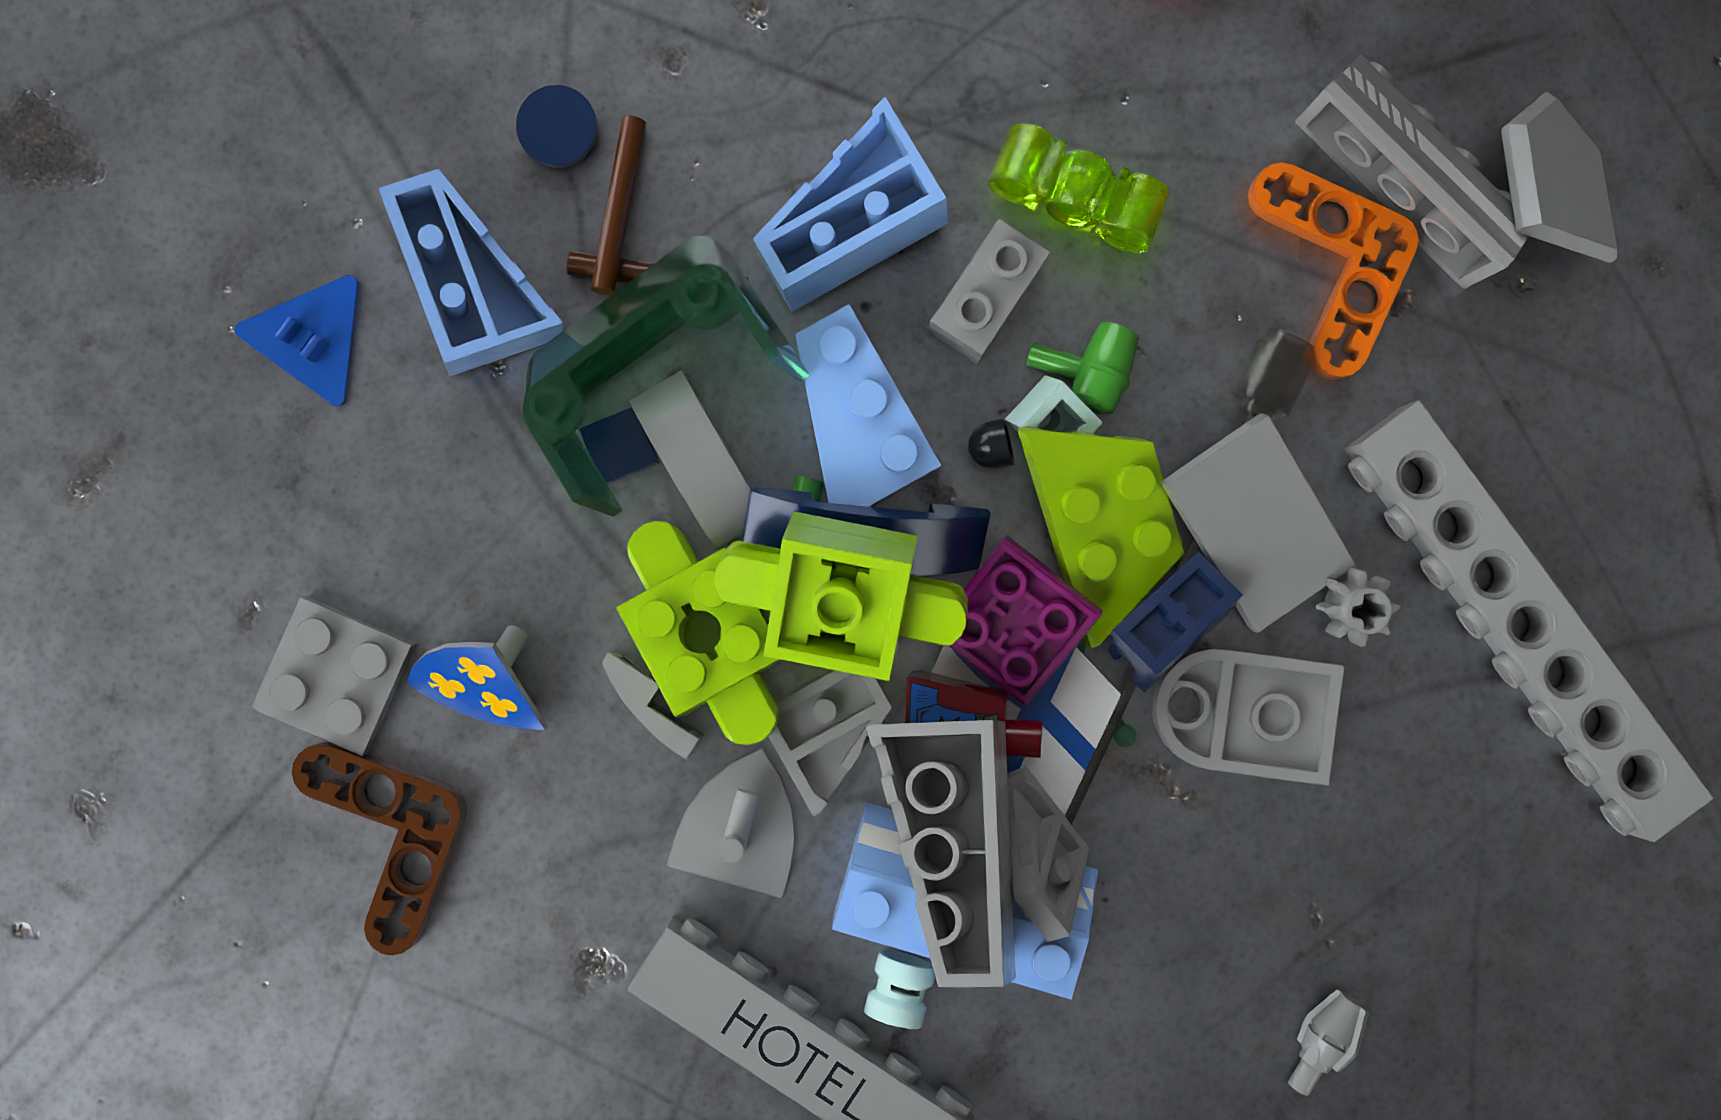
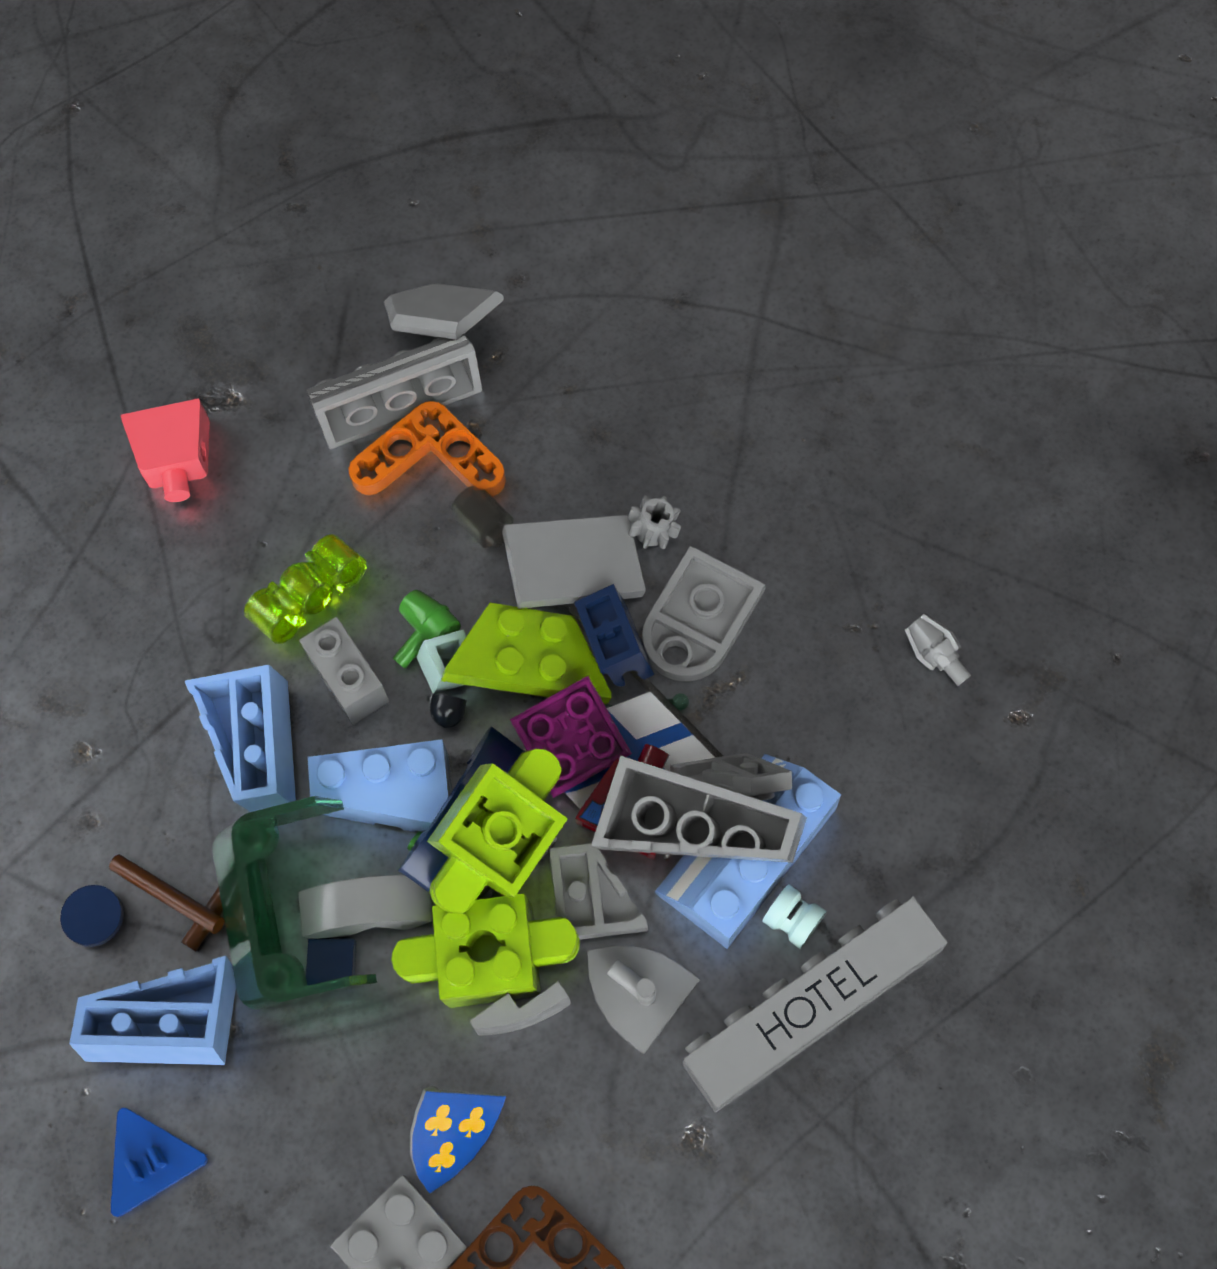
camera: 60 degrees left, 20 degrees down
(1665, 785) = (843, 384): light grey brick -> none

